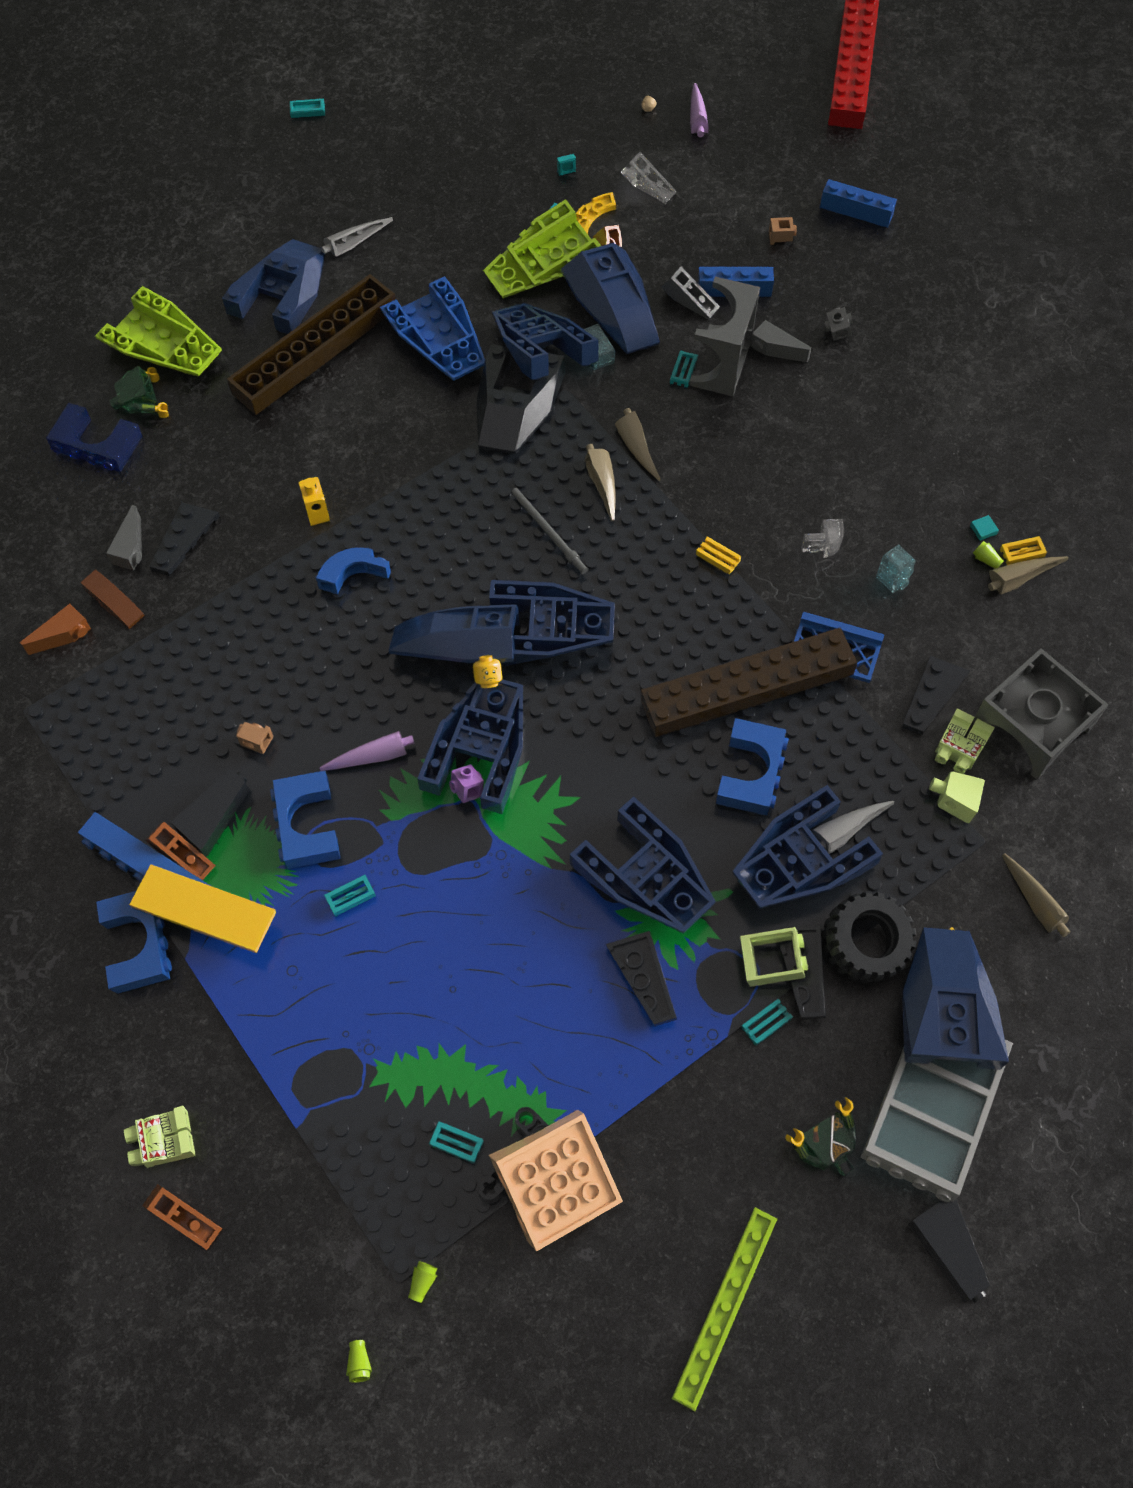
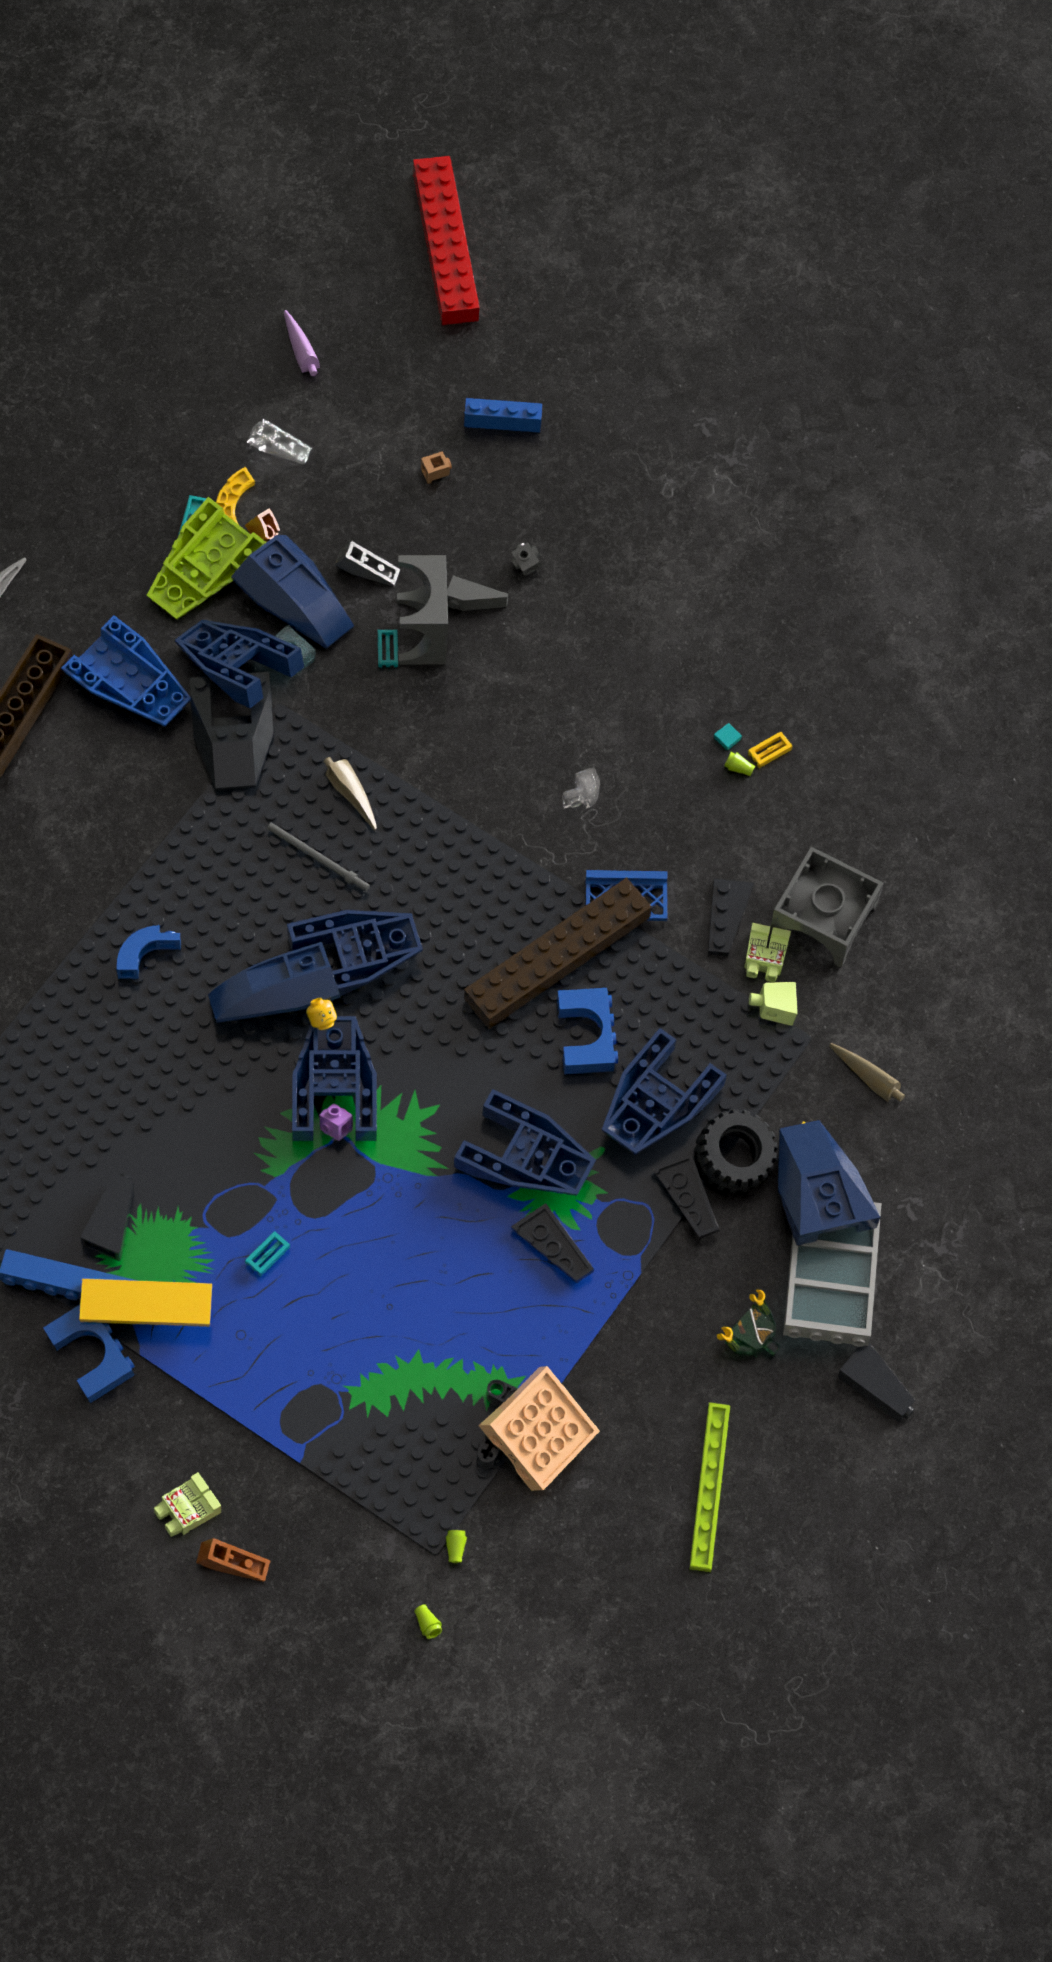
camera: 25 degrees left, 0 degrees up
(179, 850) = (92, 1257): dark orange slope -> none
(254, 737) = (119, 1138): medium nougat brick -> none
(289, 796) = (202, 1226): blue arch -> none
(313, 494) = (73, 888): yellow torso -> none
(378, 750) = (237, 1118): lavender piece -> none
(475, 1150) = (443, 1437): teal tile -> none
(566, 164) = (186, 447): teal tile -> none
(633, 436) = (363, 734): dark tan piece -> none
(648, 104) = (245, 350): tan hinge -> none
(721, 553) = (488, 832): yellow tile -> none
(748, 943) = (651, 1177): yellowish green window -> none
(757, 276) = (409, 538): blue brick -> none
(781, 1010) = (680, 1237): teal tile -> none
(839, 830) = (682, 1064): light grey piece -> none
(896, 569) = (659, 804): clear light blue brick -> none
(1016, 574) = (769, 776): dark tan piece -> none

